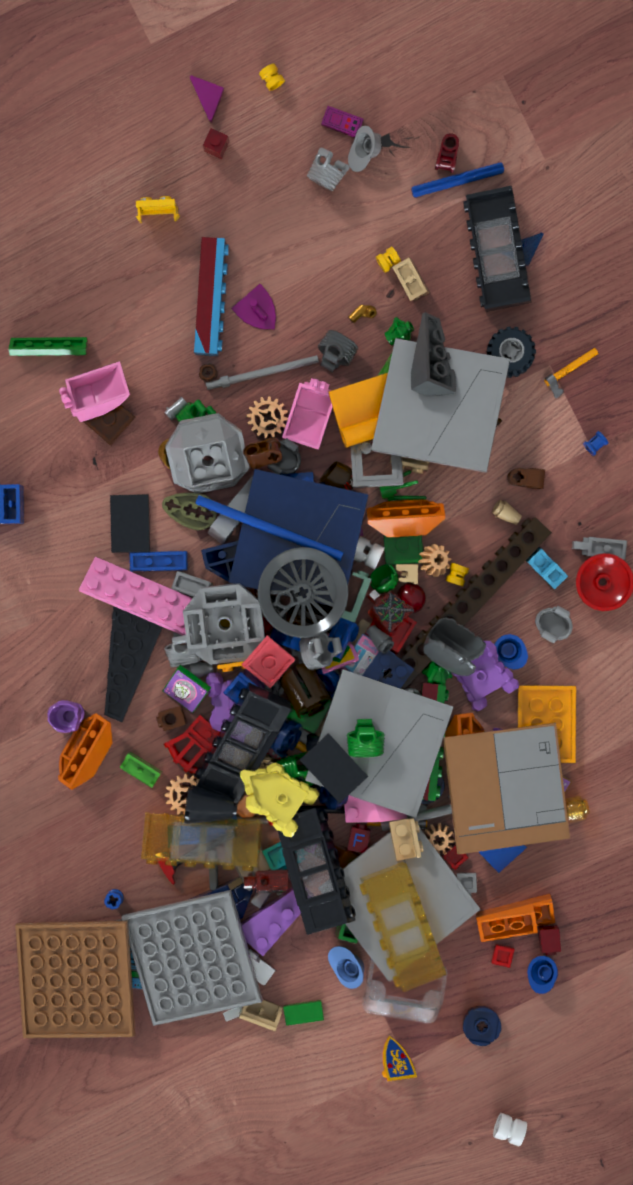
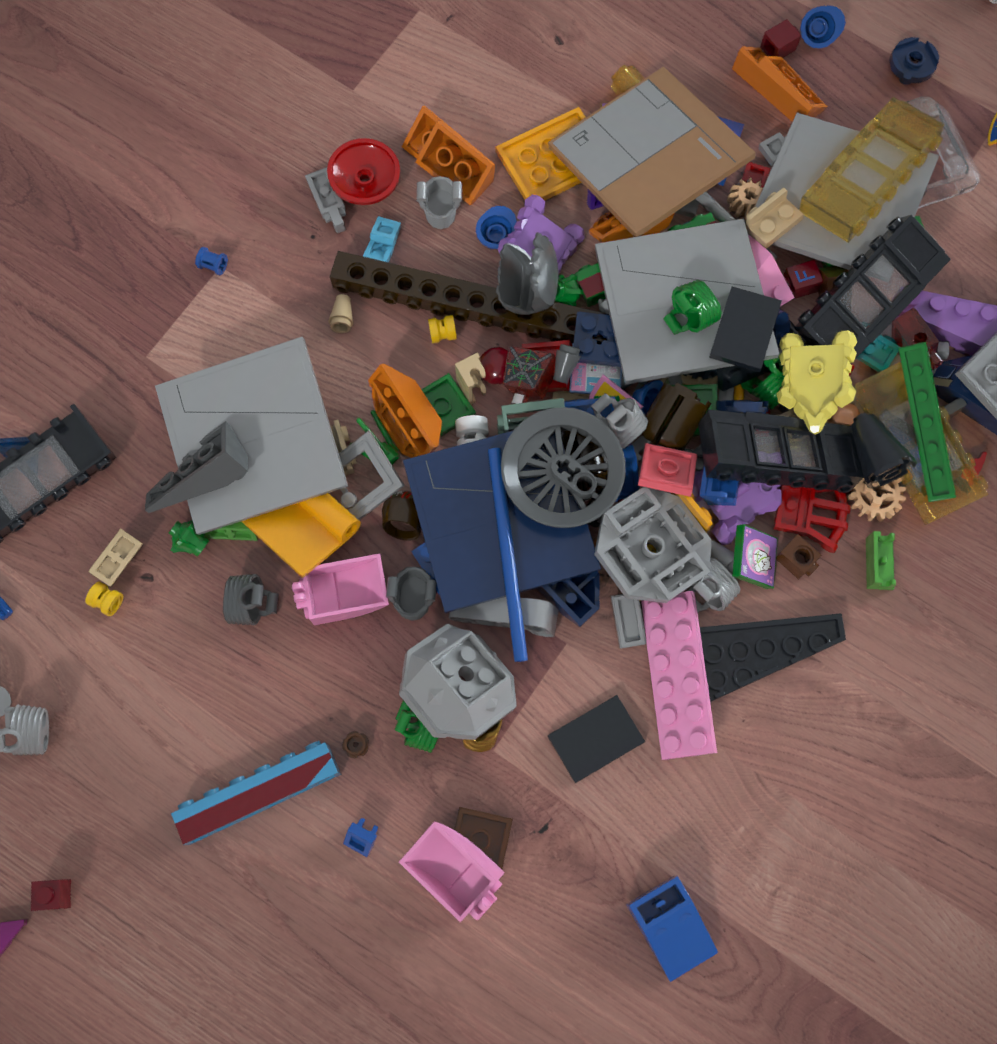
camera: 120 degrees left, 15 degrees down
(48, 346) = (428, 974): green plate -> none
(65, 716) = (877, 685): medium lavender hair -> none
(85, 751) = (905, 639): orange wedge -> none
(147, 346) = (360, 838): none -> blue tile
(159, 561) = (621, 678): blue tile -> none
(164, 205) = (174, 935): yellow piece -> none
(173, 410) = (421, 759): light grey pin -> none
(180, 515) = (550, 682): olive piece -> none
(208, 850) = (927, 422): none -> green tile
(226, 381) = (354, 715): light grey bar -> none
(257, 309) = (244, 728): magenta shield -> none
(261, 453) = (421, 614): reddish brown piece -> none
(263, 425) = (361, 639): light nougat gear -> none
(346, 966) = (949, 216): medium blue piece -> none
(363, 311) = (184, 597): pearl gold arm -> none
(384, 579) = (489, 401): green hair -> none
(440, 564) = (439, 359): light nougat gear -> none
(502, 955) = (827, 79): red tile -> none
(514, 345) = (139, 401): black wheel -> none
(530, 478) = (289, 310): reddish brown piece -> none
(552, 379) = (161, 344): light orange piece -> none
(586, 647) = (448, 155): none -> orange slope

